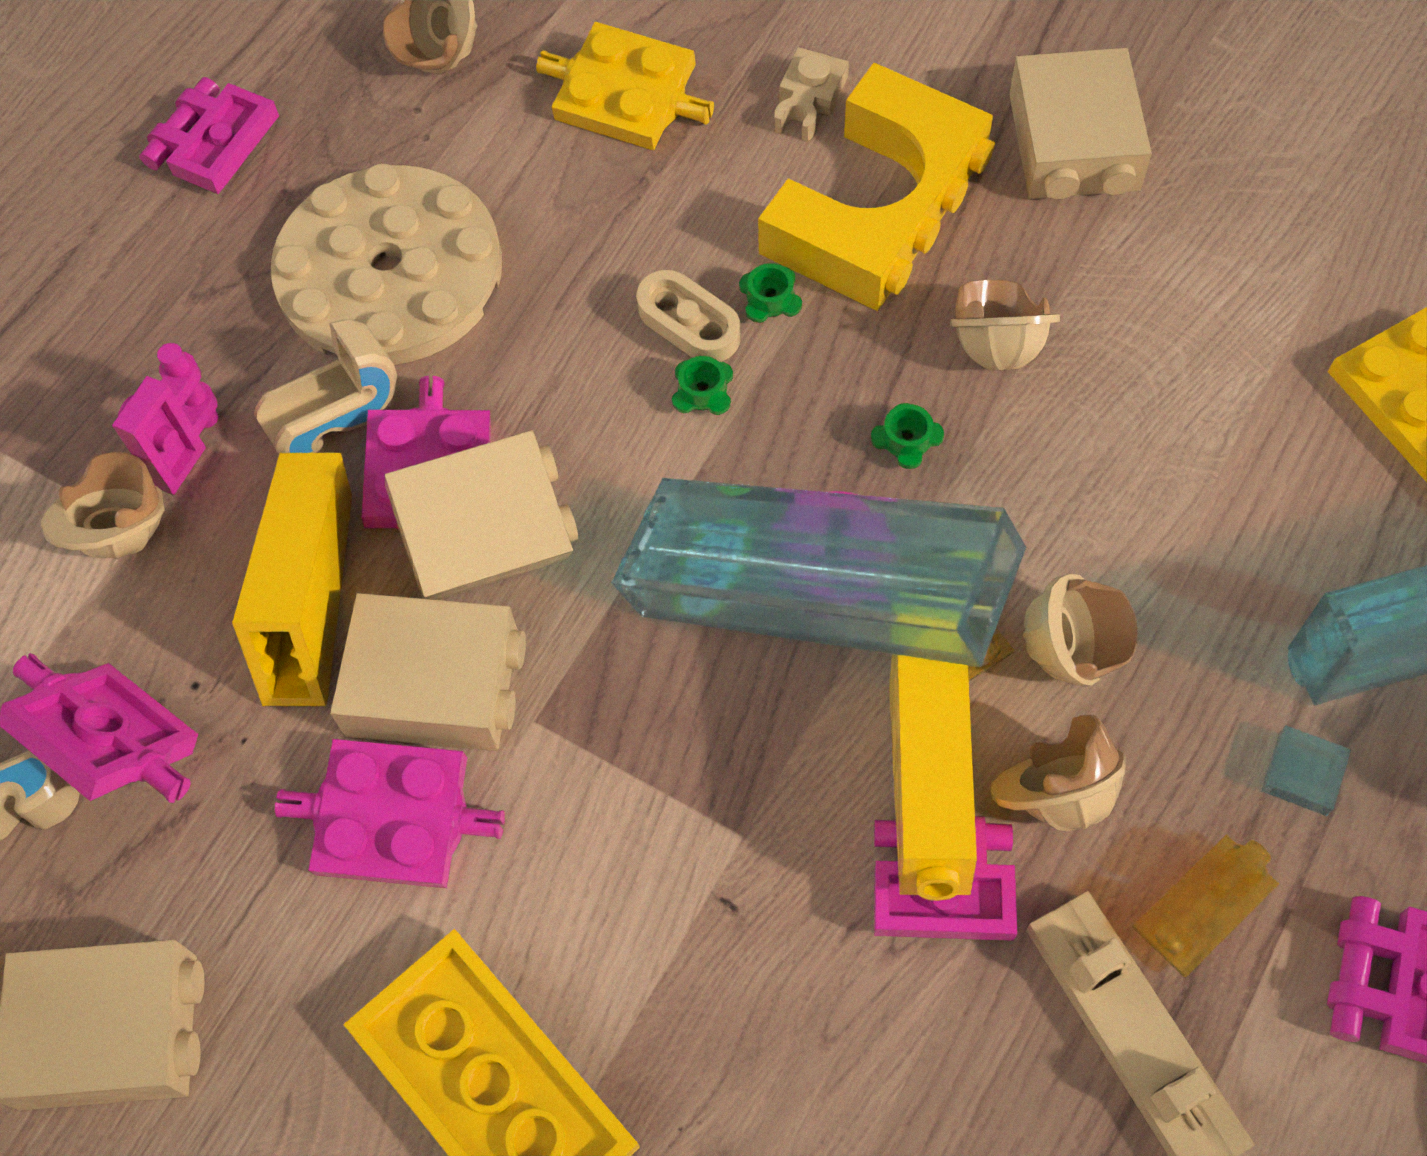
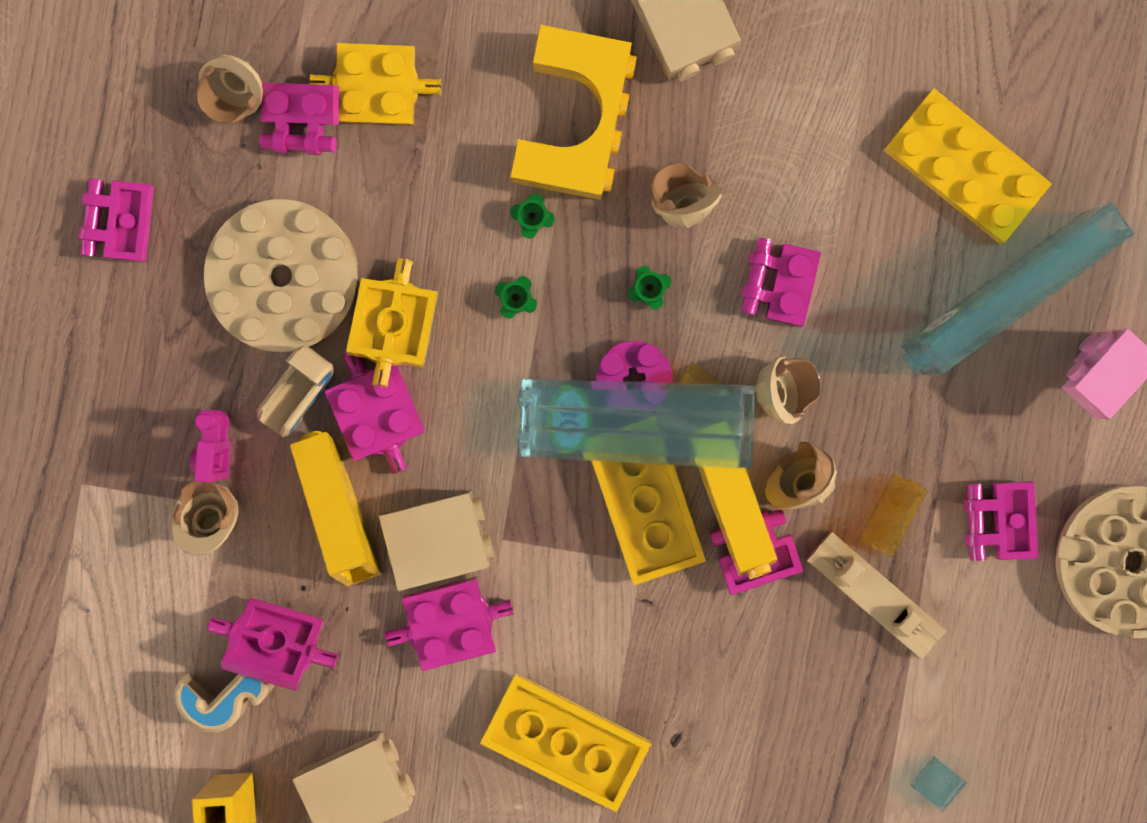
camera: 20 degrees left, 25 degrees up
(481, 515) = (427, 442): tan brick -> none
(508, 72) = (299, 104): none -> dark pink plate
(508, 357) = (392, 323): none -> yellow plate
(693, 318) = (489, 252): tan plate -> none
(784, 751) = (649, 518): none -> yellow plate
(809, 88) = (499, 40): tan plate -> none
(1131, 502) = (792, 282): none -> dark pink plate
(1306, 770) = (927, 419): clear light blue tile -> none

